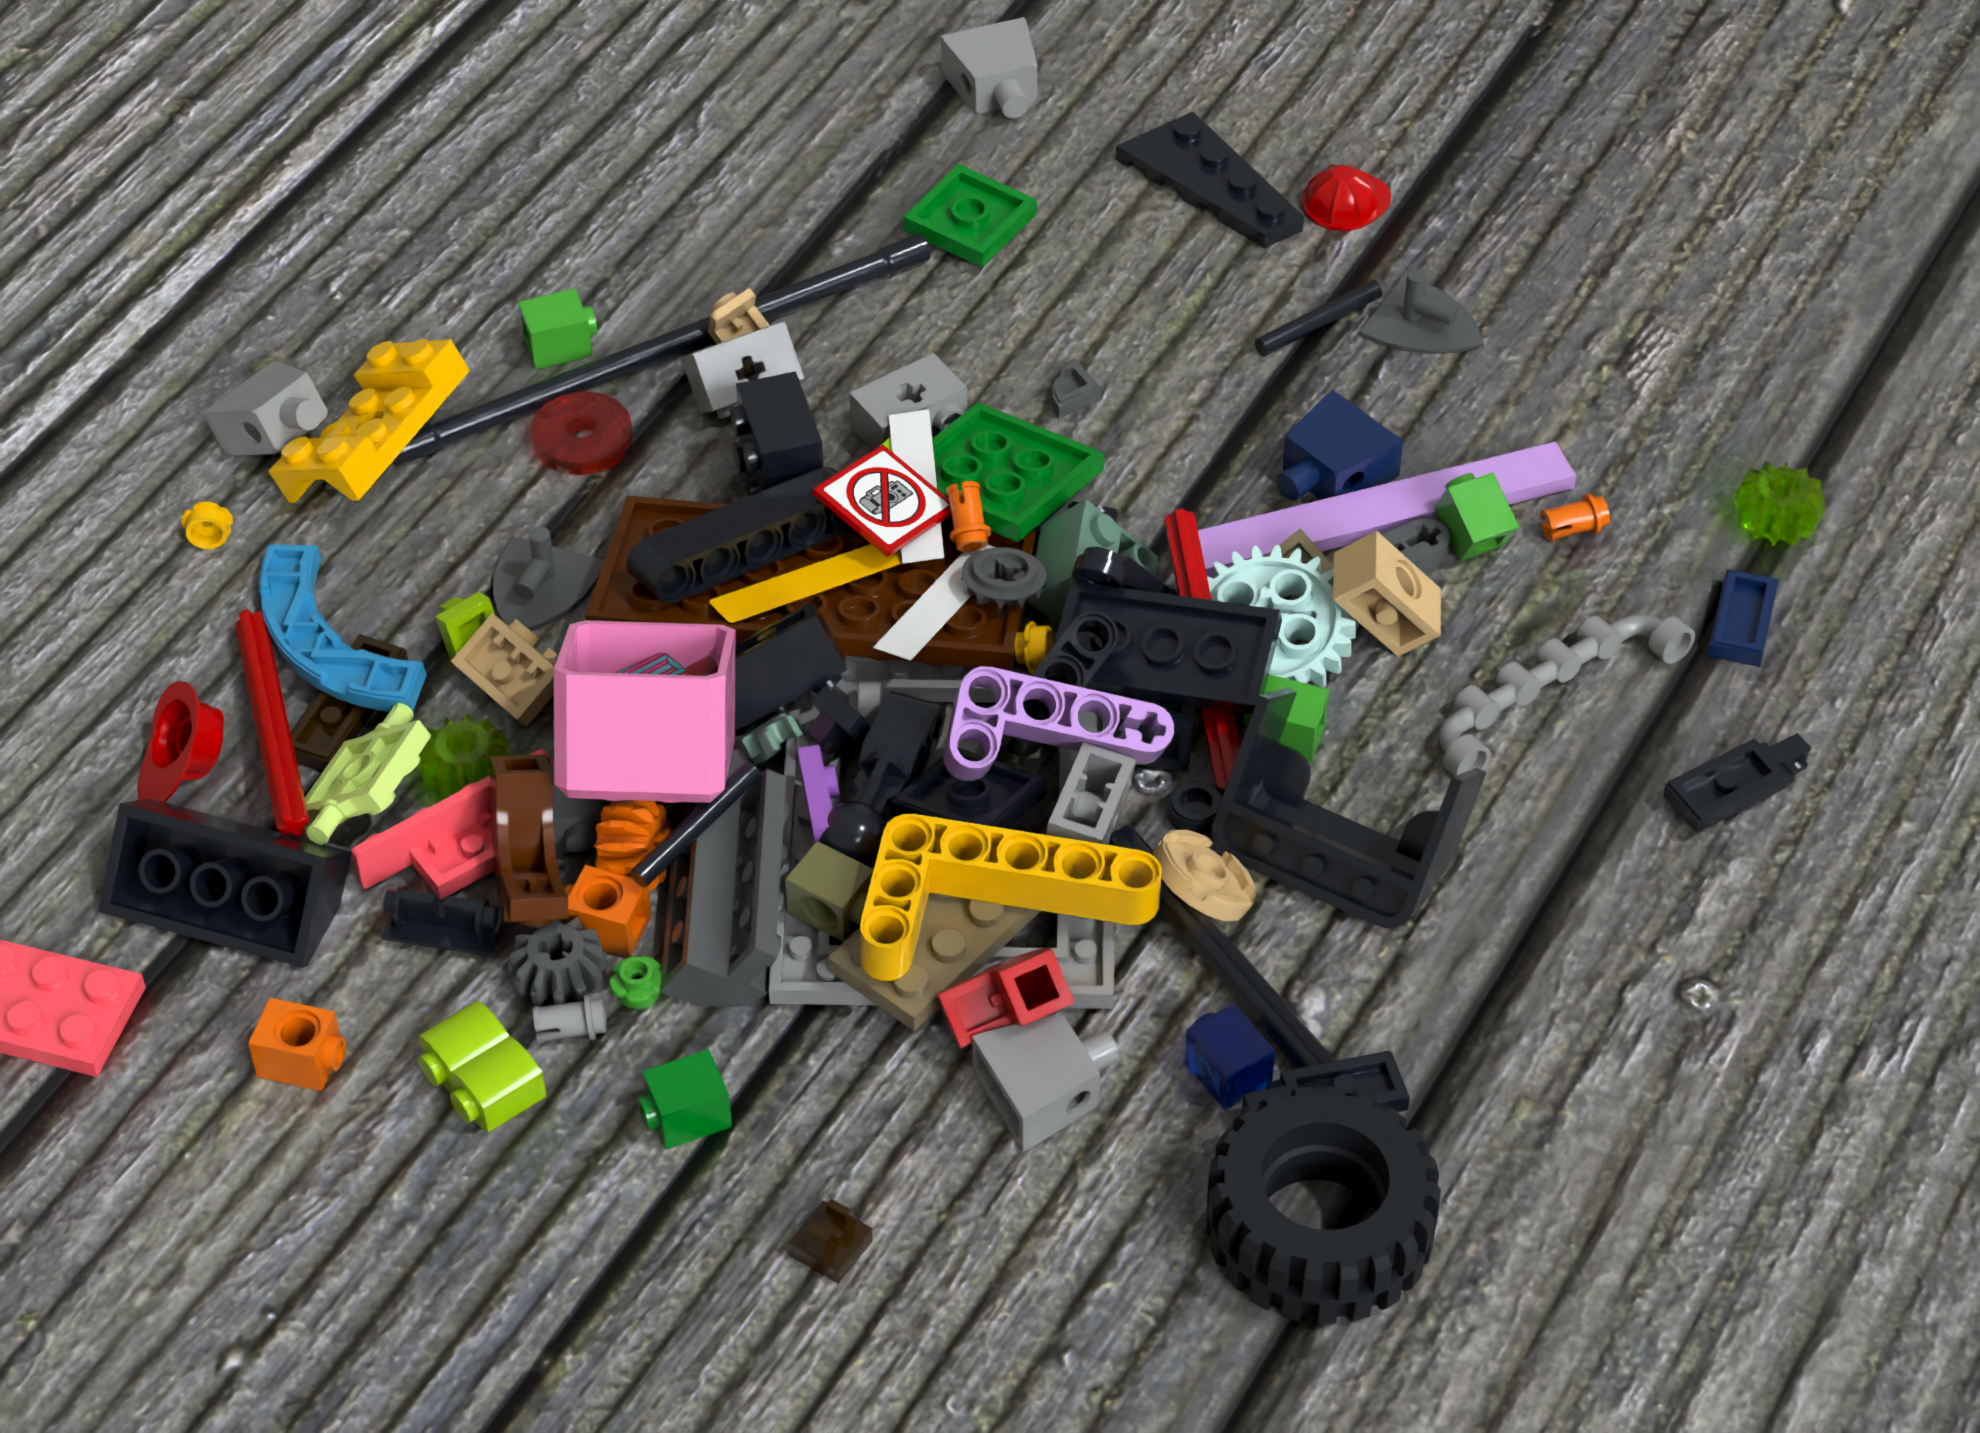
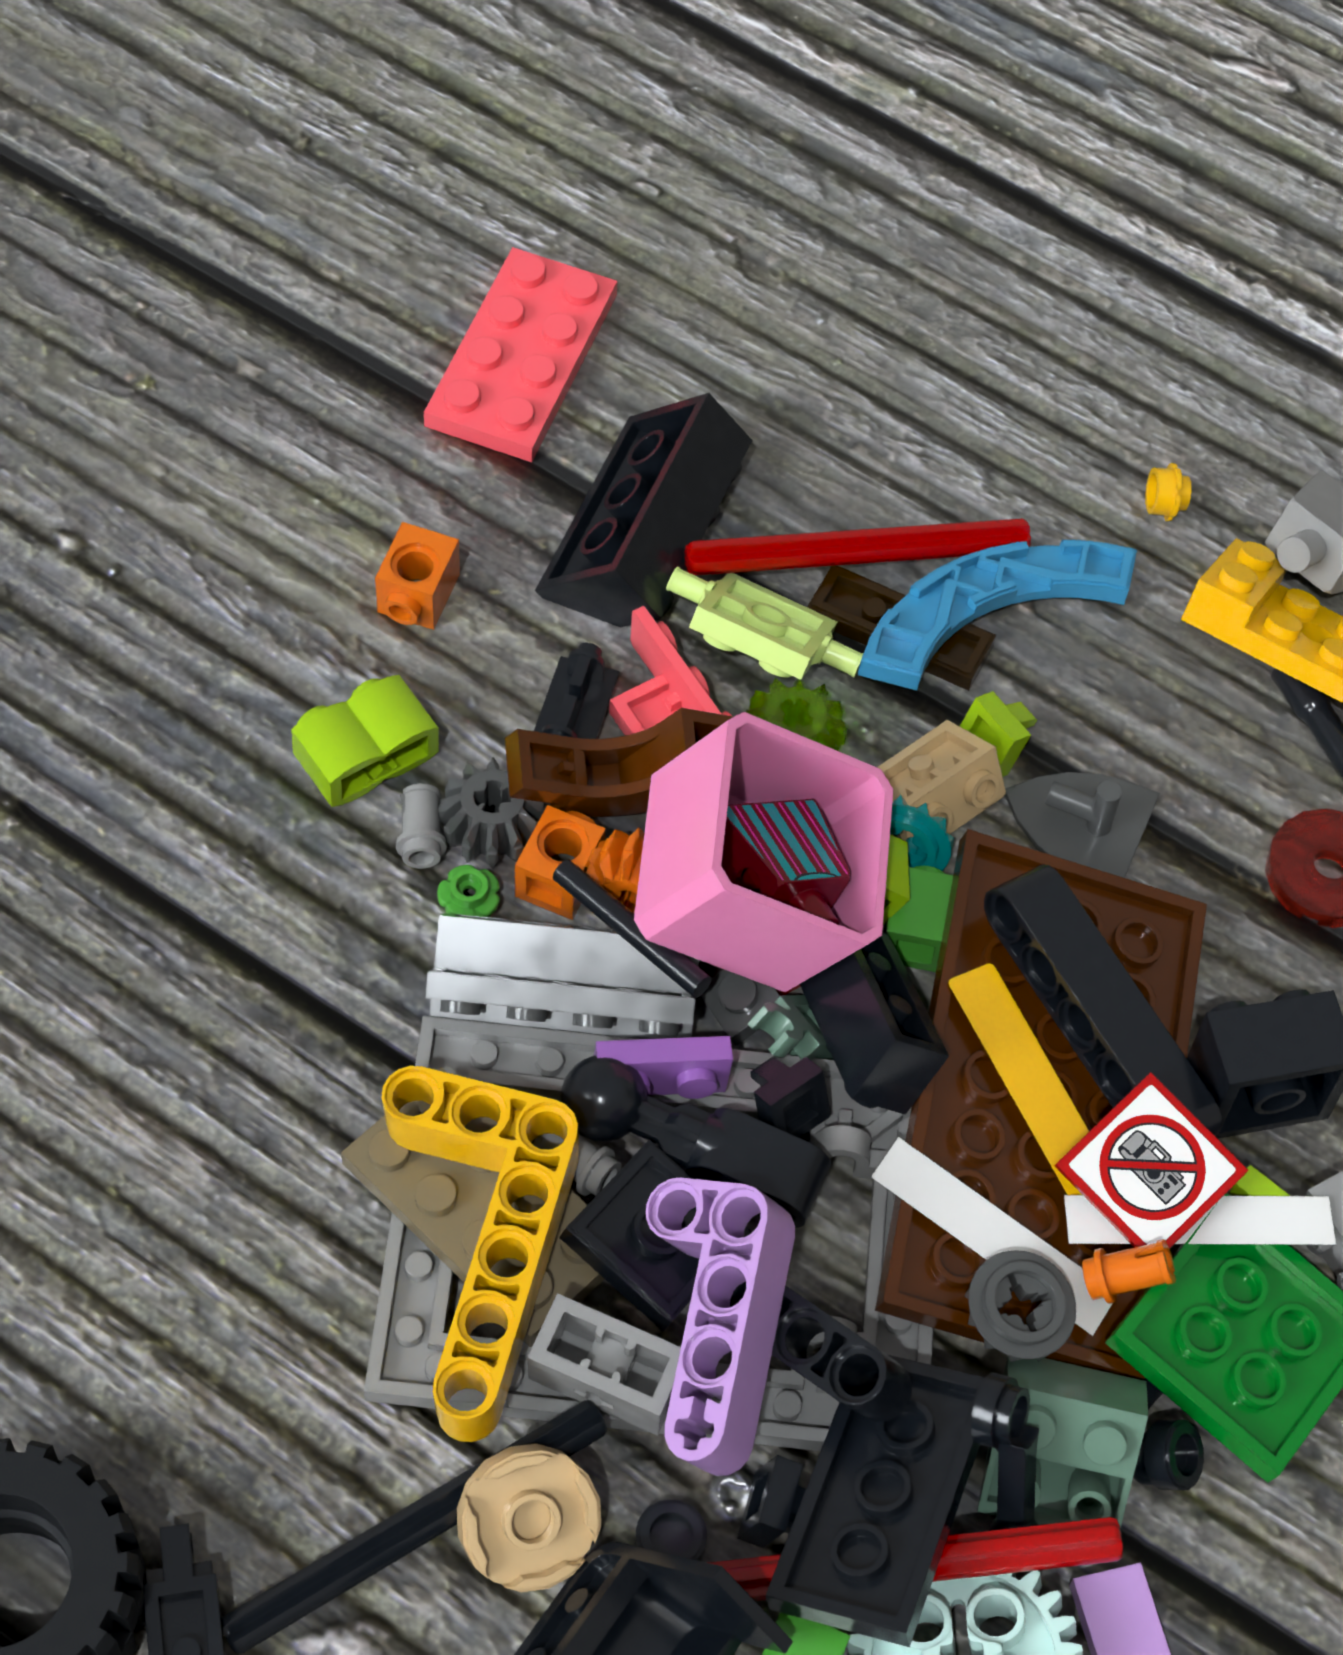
camera: 90 degrees right, 10 degrees up
(181, 744) = (834, 478): red piece -> none
(685, 1099) = (289, 929): green brick -> none
(828, 891) = (532, 1059): olive brick -> none
(831, 1240) = (90, 1068): dark brown tile -> none
(1005, 995) = (347, 1253): red brick -> none
(1033, 645) = (914, 1338): yellow plate -> none
(1041, 1075) = (261, 1300): light grey torso -> none
(1229, 1055) = (258, 1517): clear blue brick -> none

